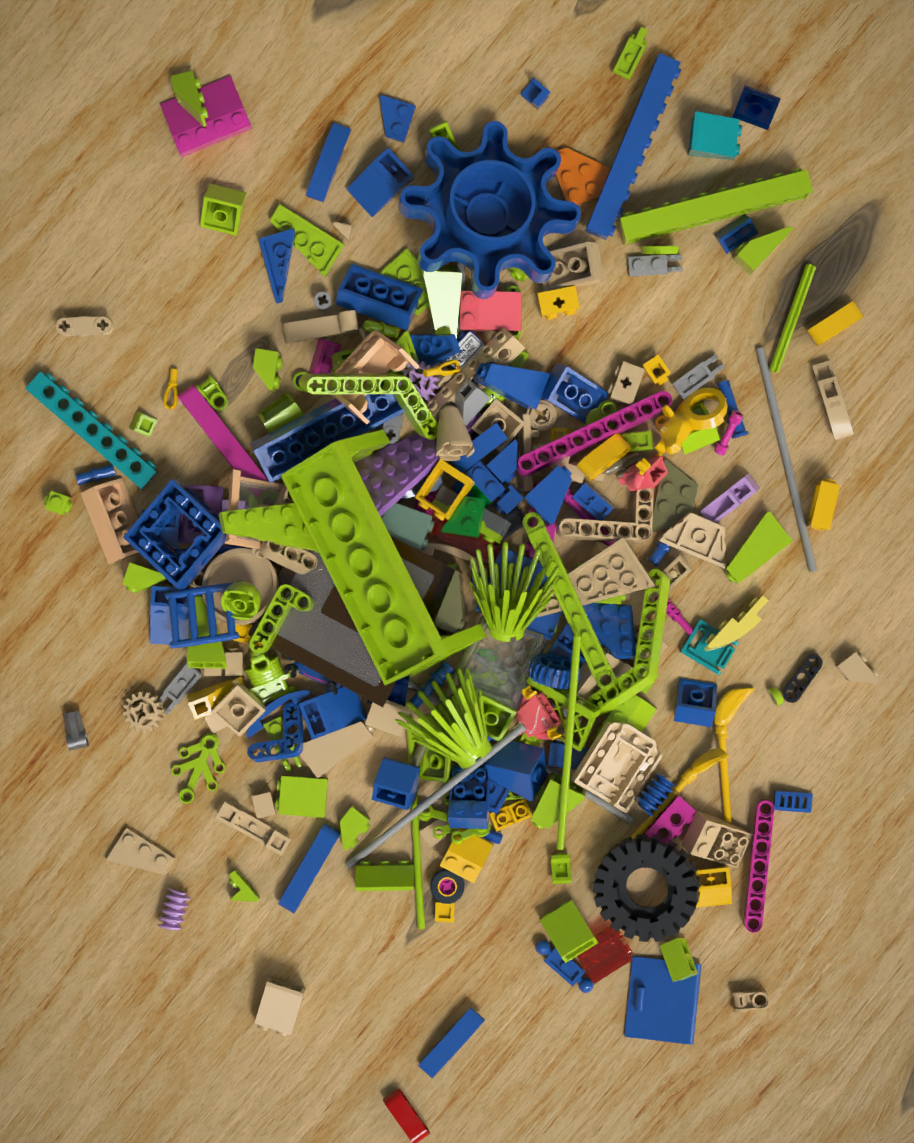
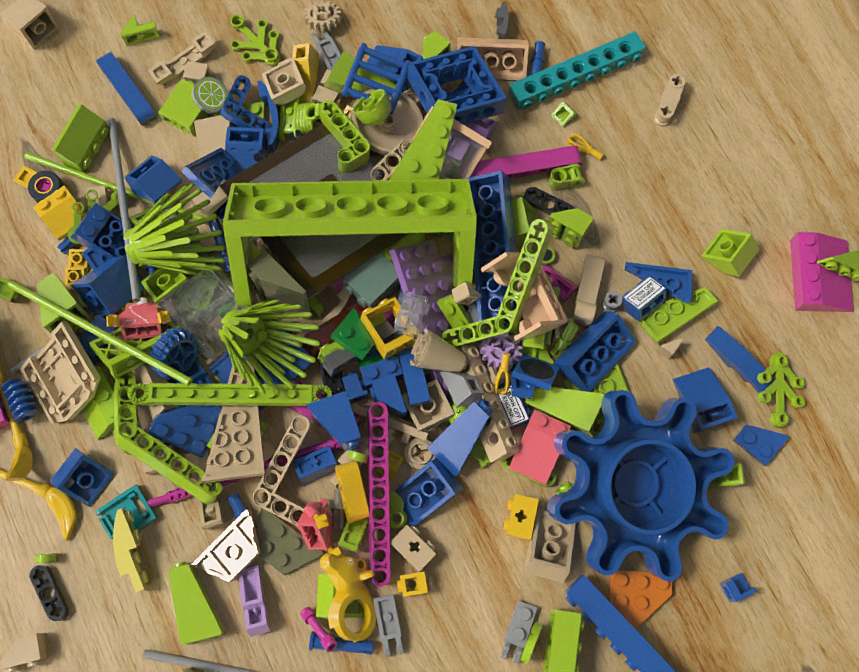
camera: 110 degrees right, 15 degrees down
(58, 503) = (526, 21): lime brick -> none
(65, 528) = (502, 21): none -> dark grey slope
(241, 394) = (538, 194): none -> black beam
(285, 775) = (209, 94): none -> tile
(307, 272) = (644, 298): none -> brick
(337, 118) = (779, 364): none -> lime plant
(351, 826) = (141, 135): lime slope -> none
(373, 723) = (209, 171): none -> blue wing
(384, 434) = (465, 294): none -> tan slope
(402, 438) = (454, 313): none -> lime hinge
(426, 341) = (535, 372): none -> tile
(428, 472) = (410, 314): none -> clear brick
(572, 464) = (357, 456): none -> lime tile

